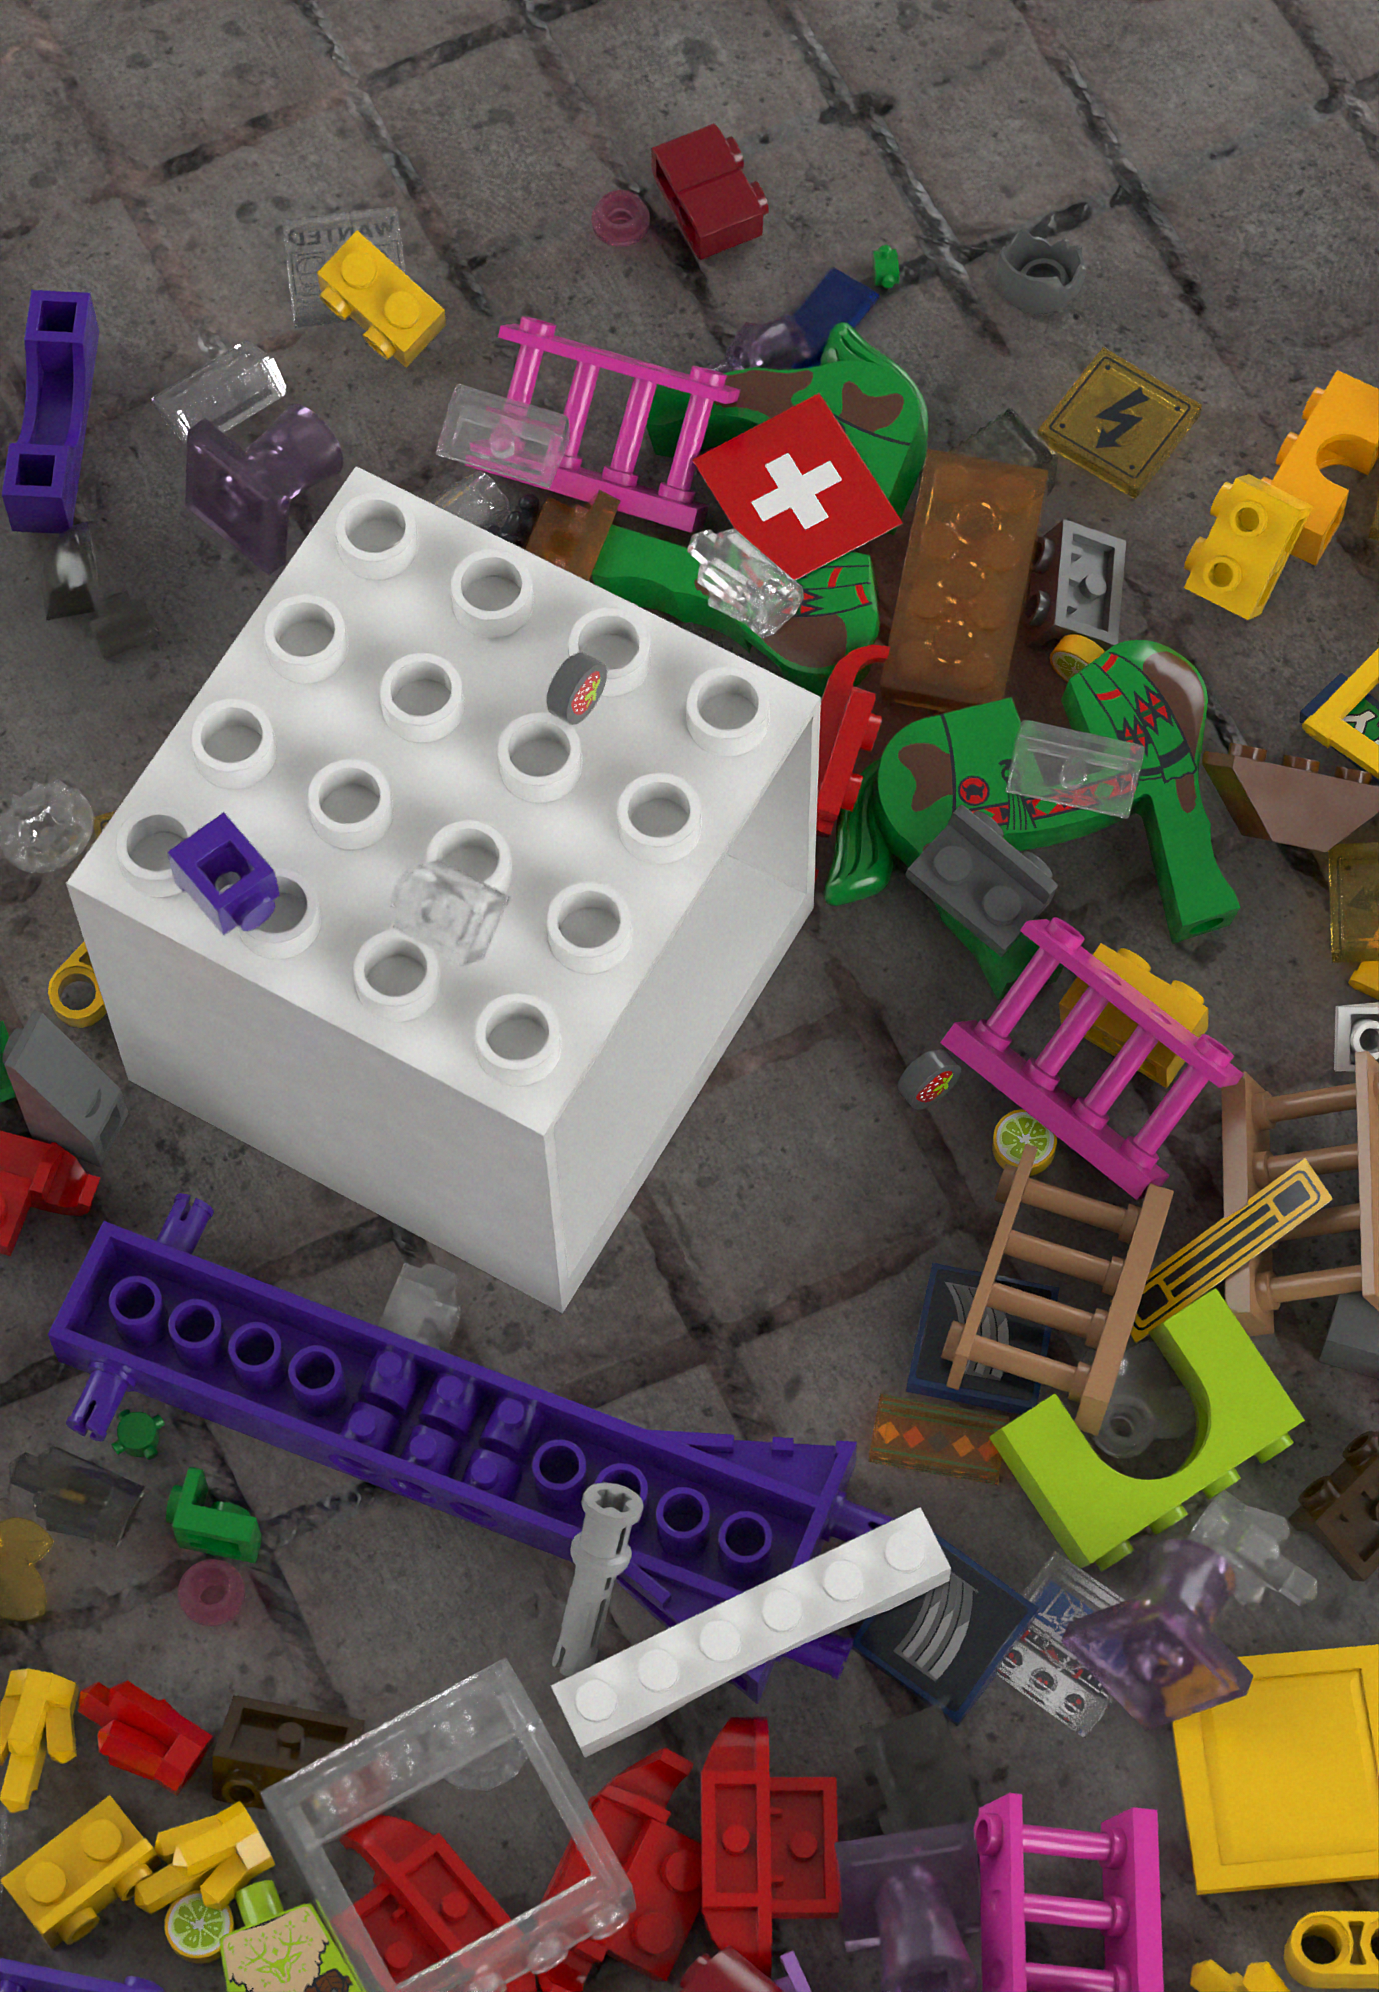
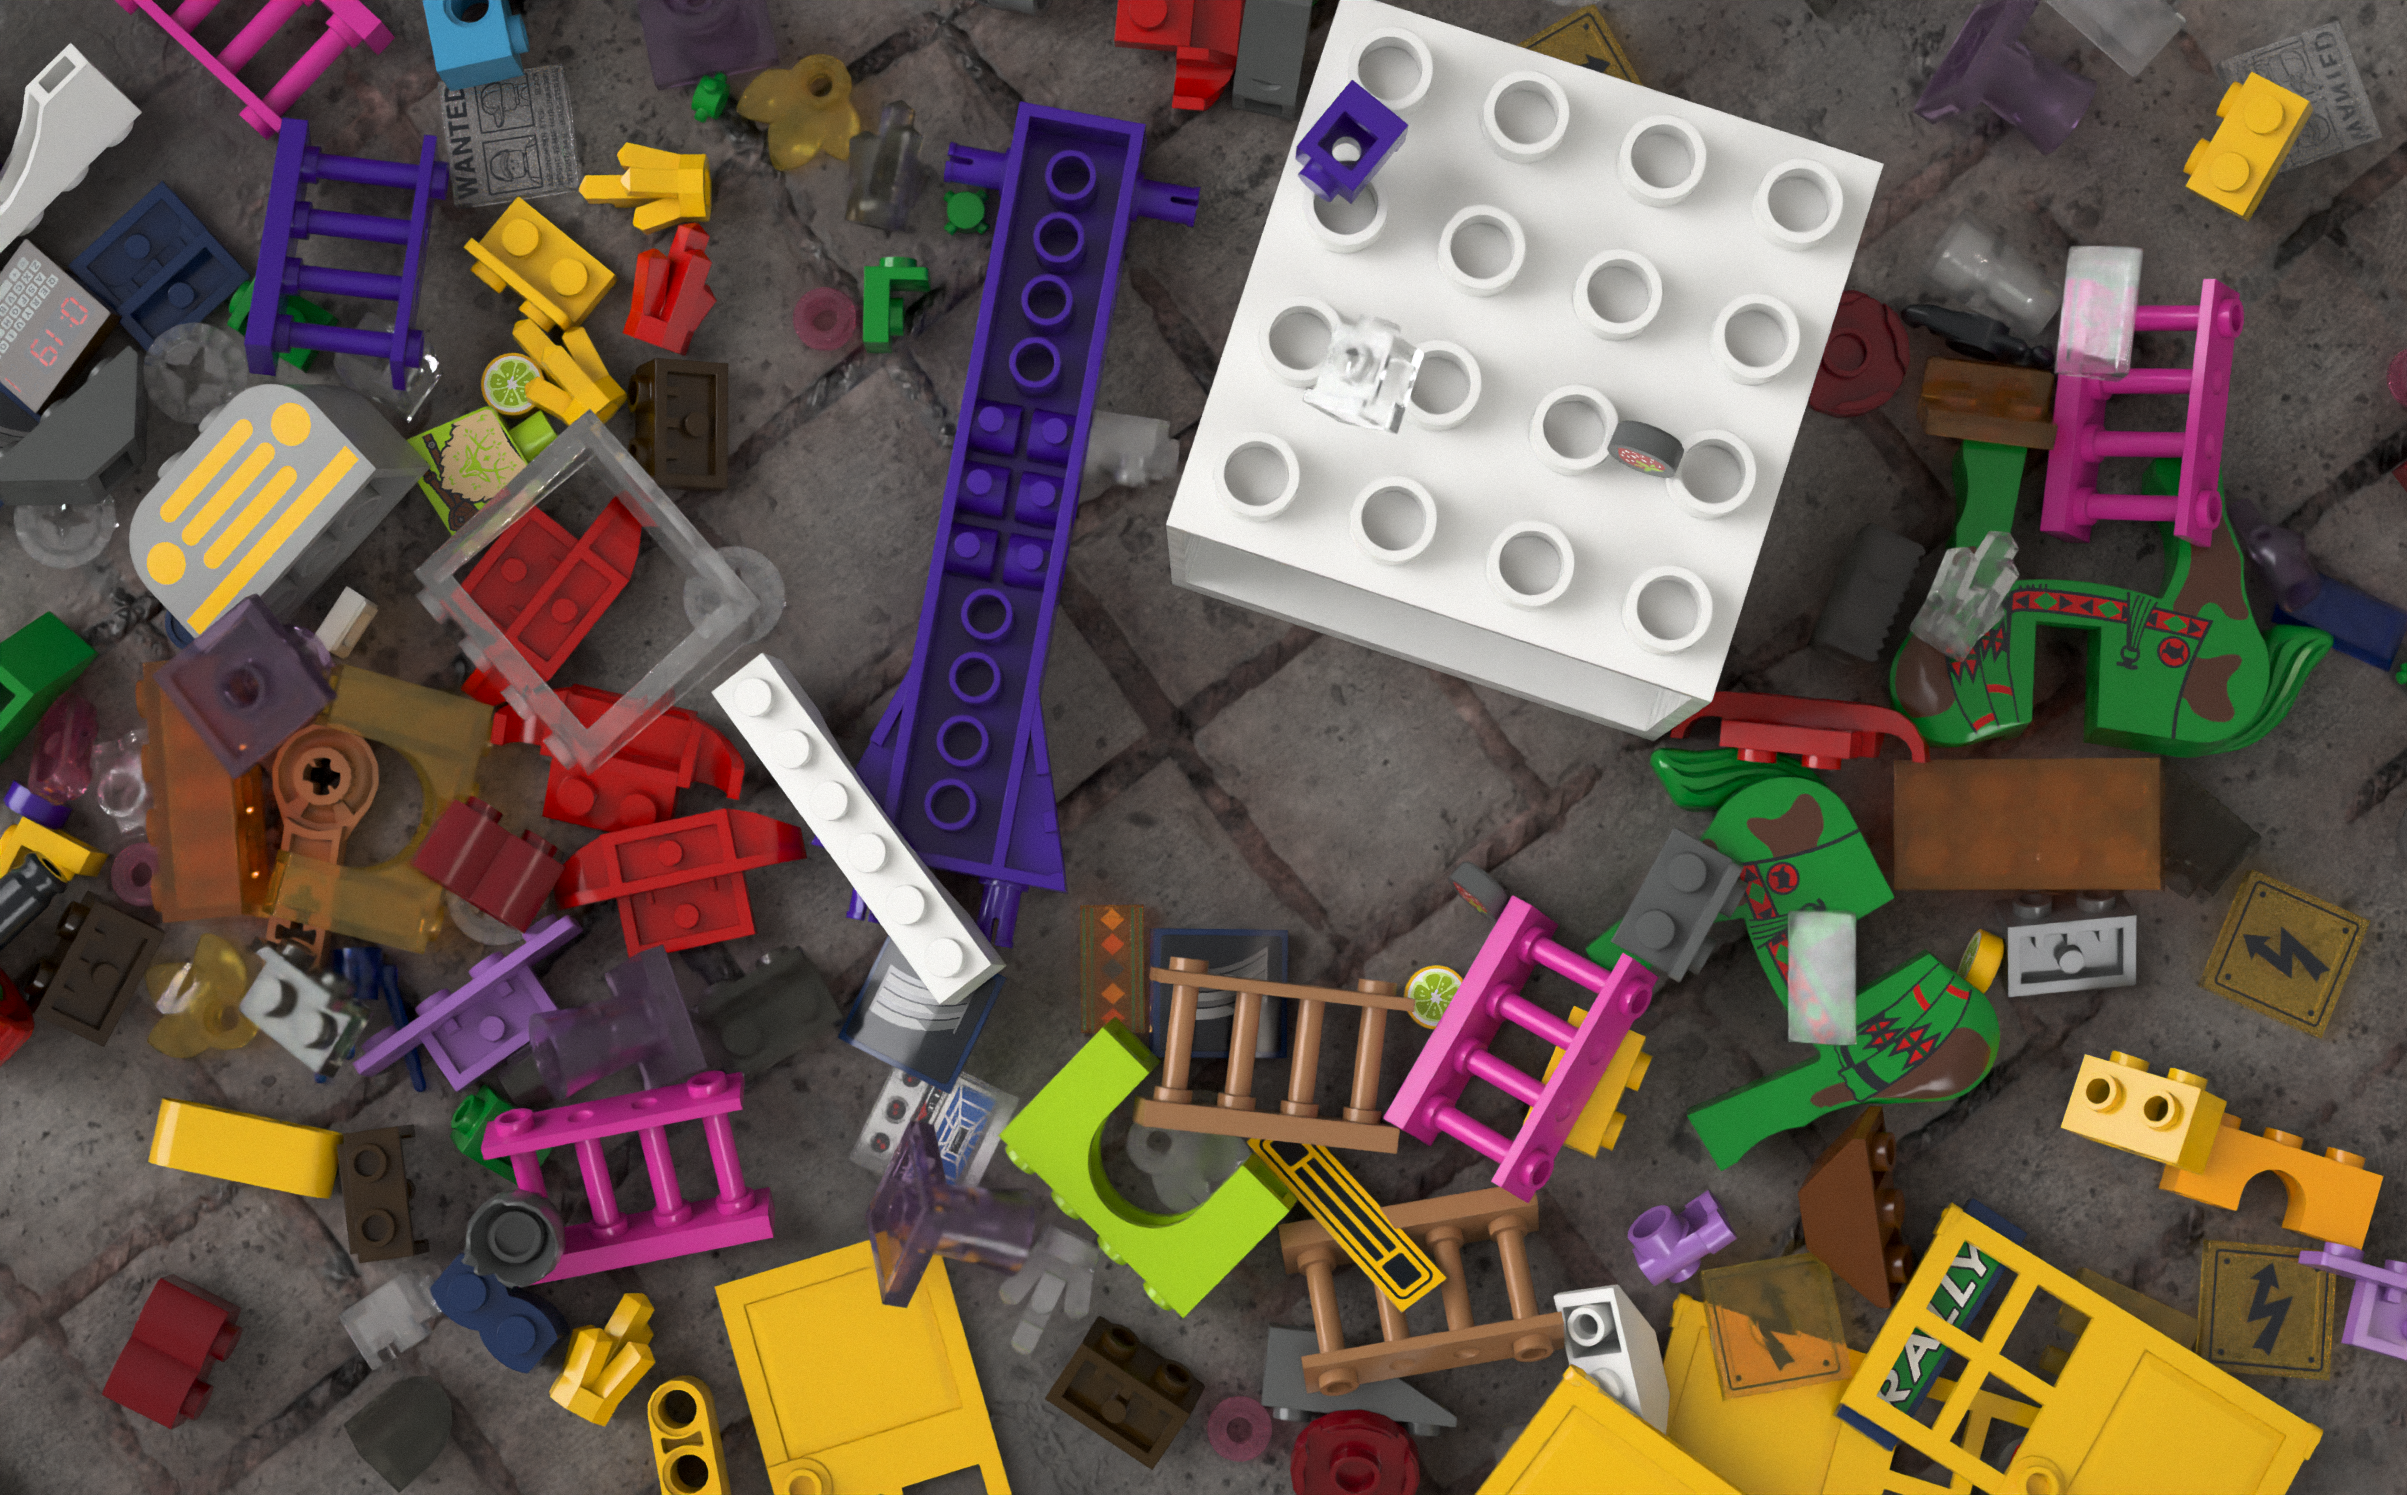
camera: 80 degrees right, 20 degrees up
(599, 1557) = (895, 671): light grey pin -> none
(798, 489) = (2097, 631): red sticker -> none
(1298, 968) = (1673, 1244): none -> medium lavender plate

